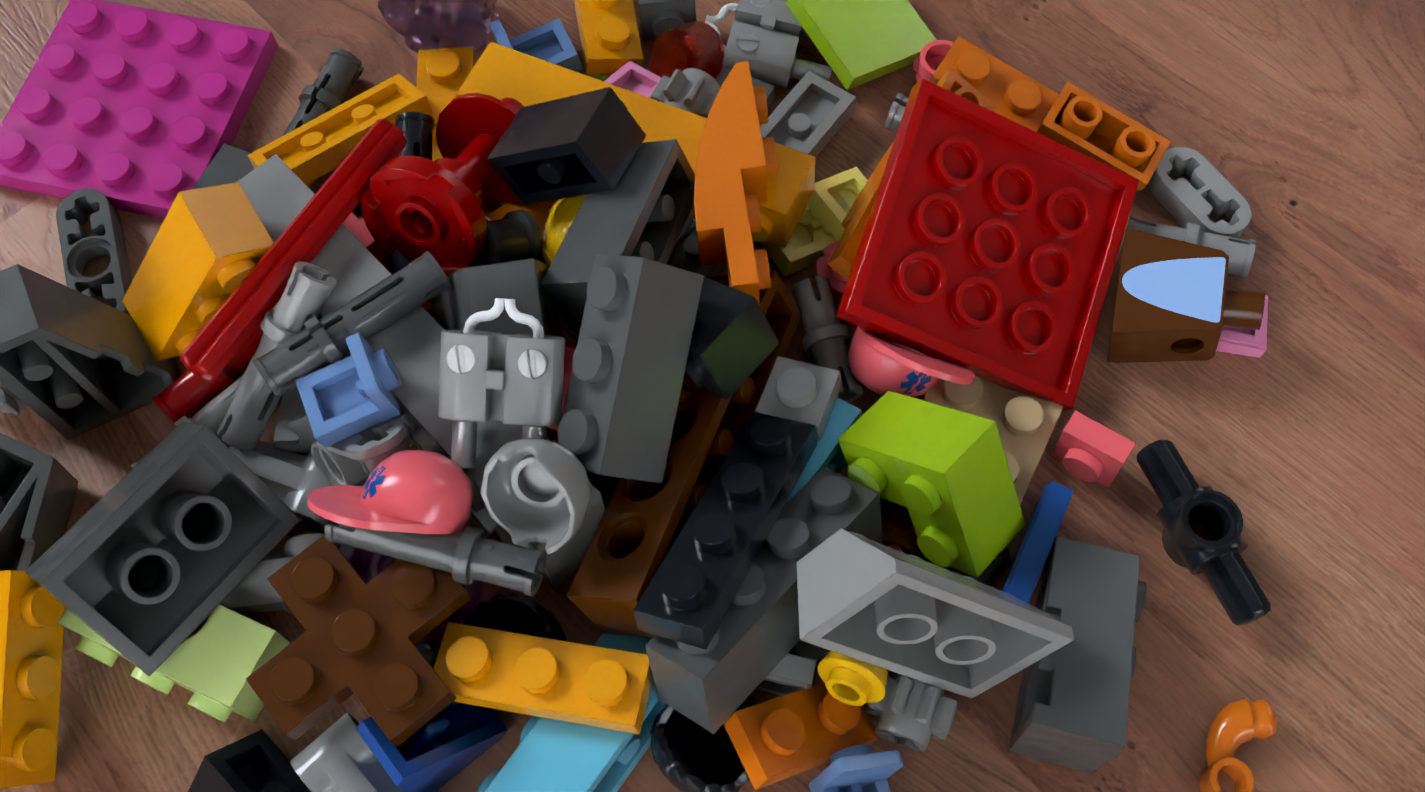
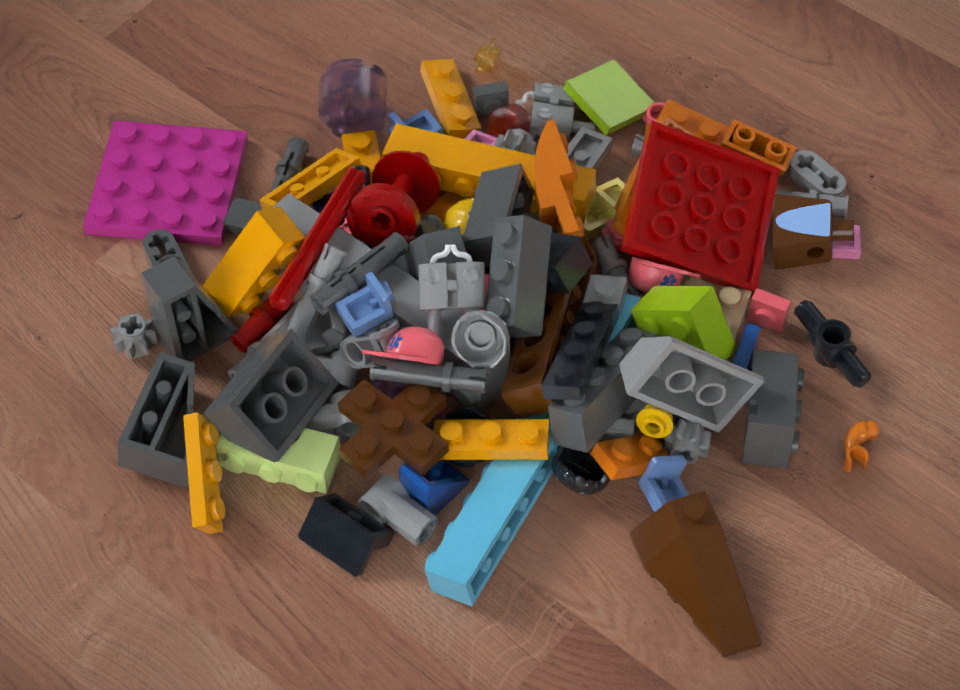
camera: 10 degrees left, 10 degrees down
(567, 147) = (459, 173): black brick -> none

